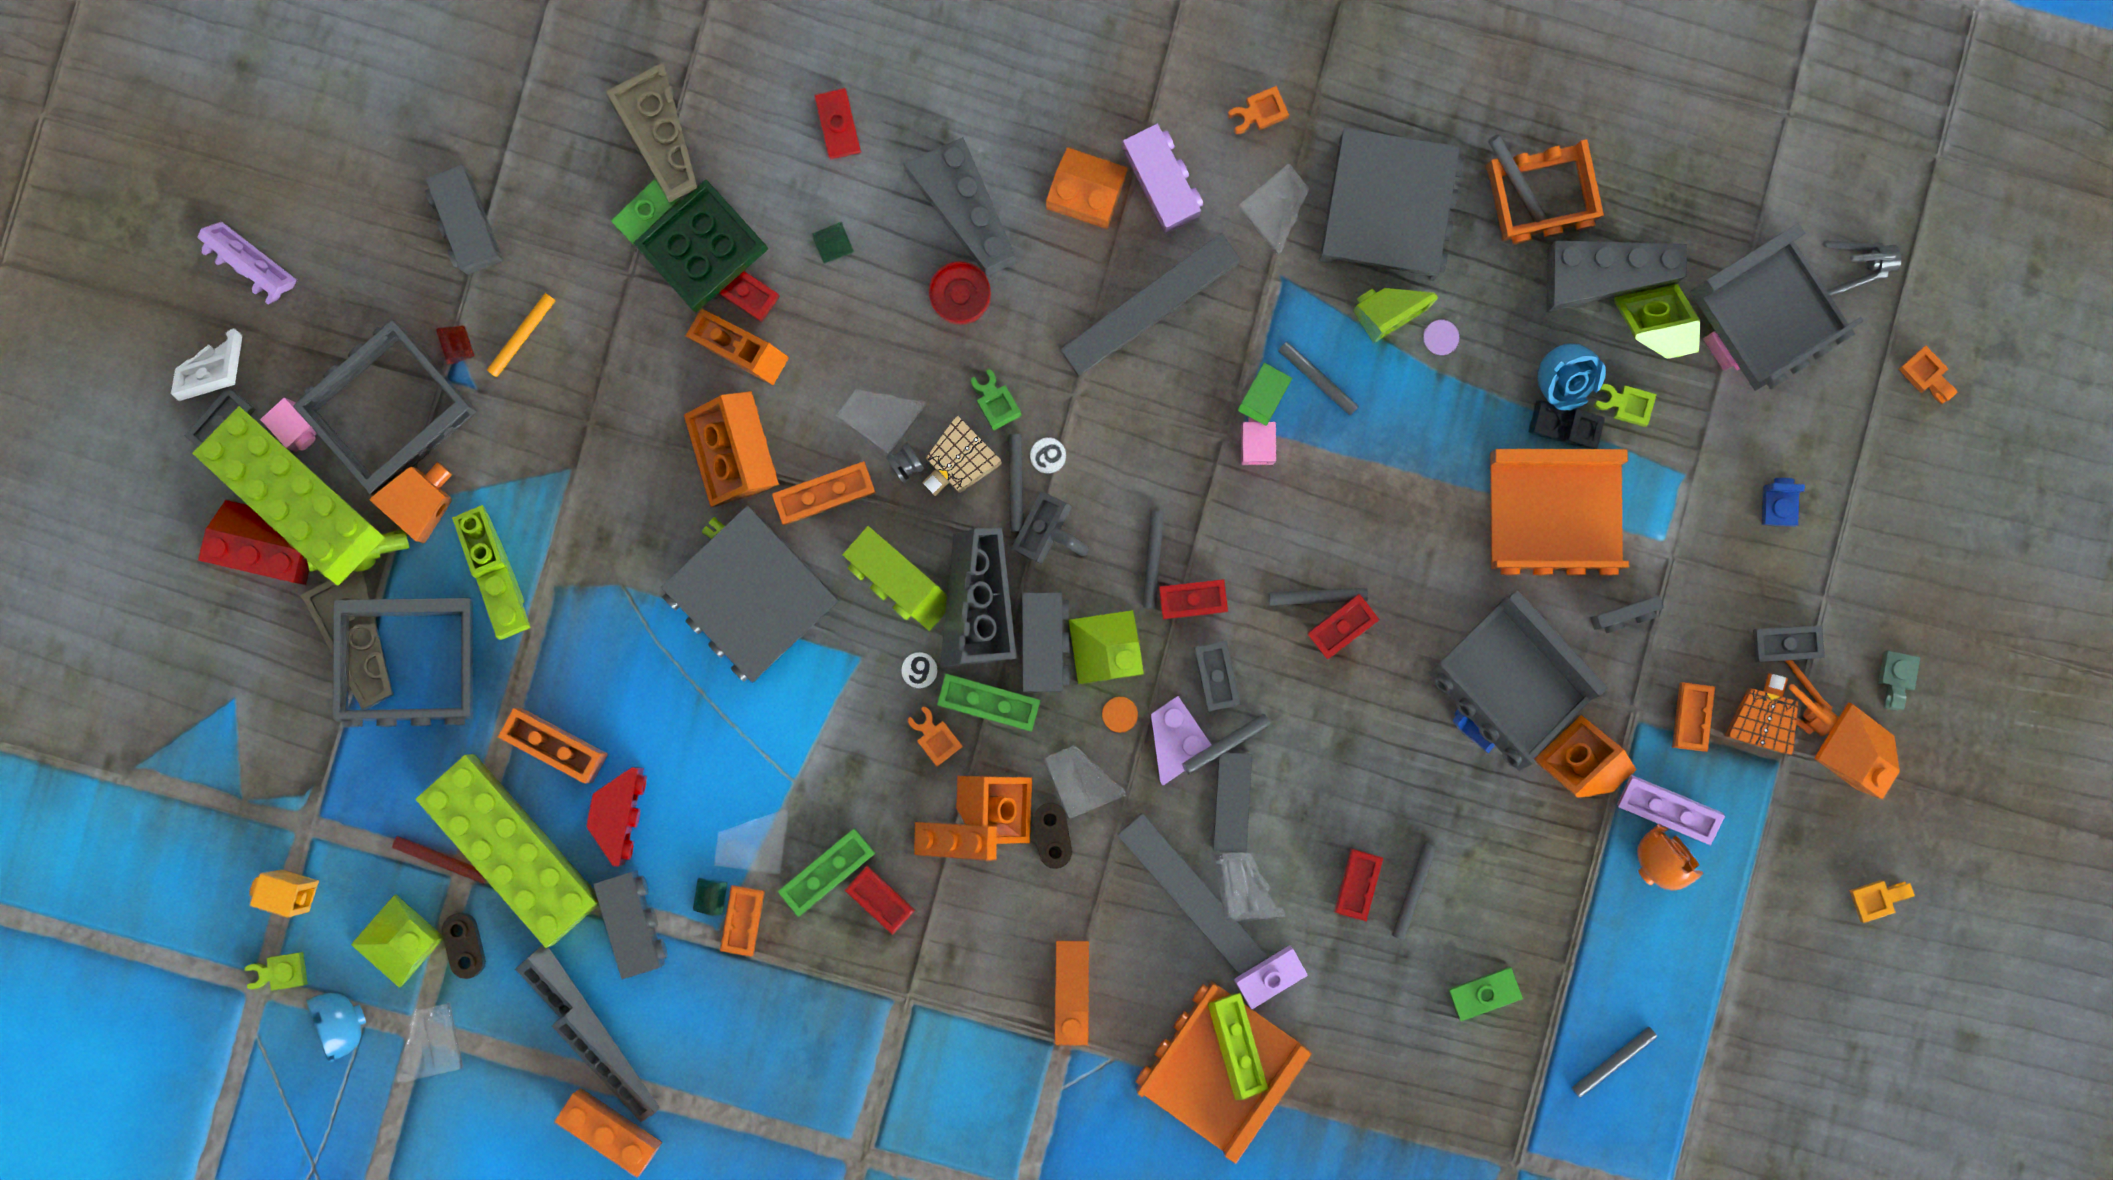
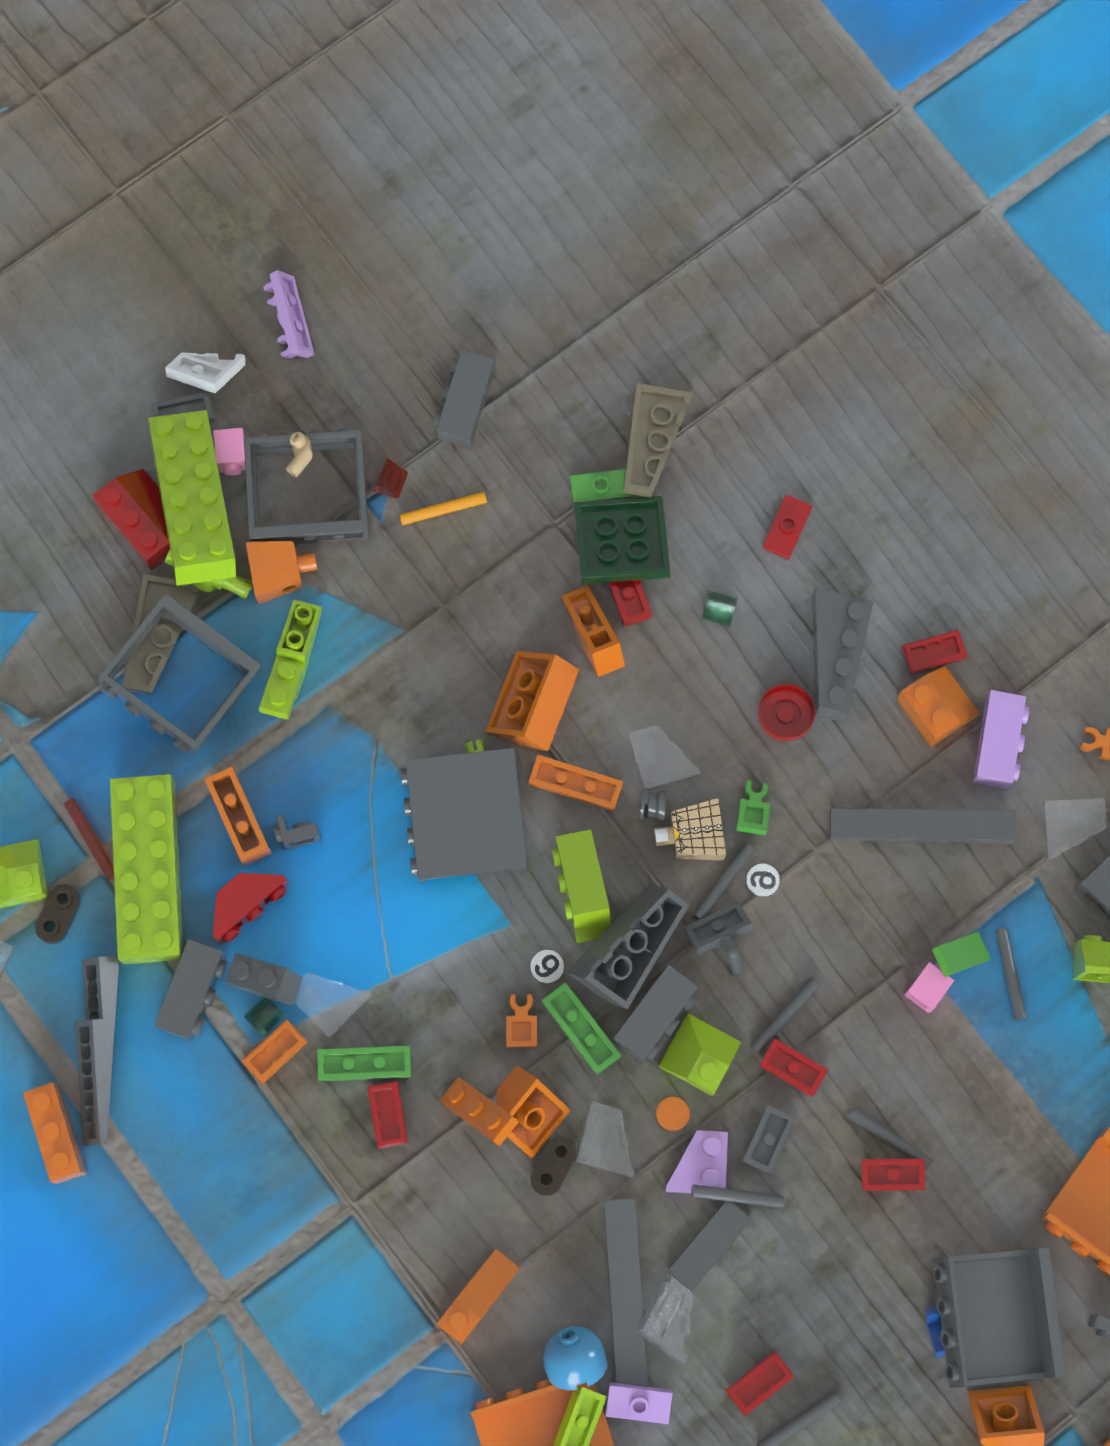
camera: 30 degrees right, 10 degrees down
(356, 380) = (302, 453): none -> tan arm
(620, 719) = (301, 834): none -> dark grey bracket
(685, 868) = (263, 979): none -> dark grey brick
(1048, 142) = (934, 652): none -> red plate
(1190, 983) = (574, 1357): none -> dark azure cylinder

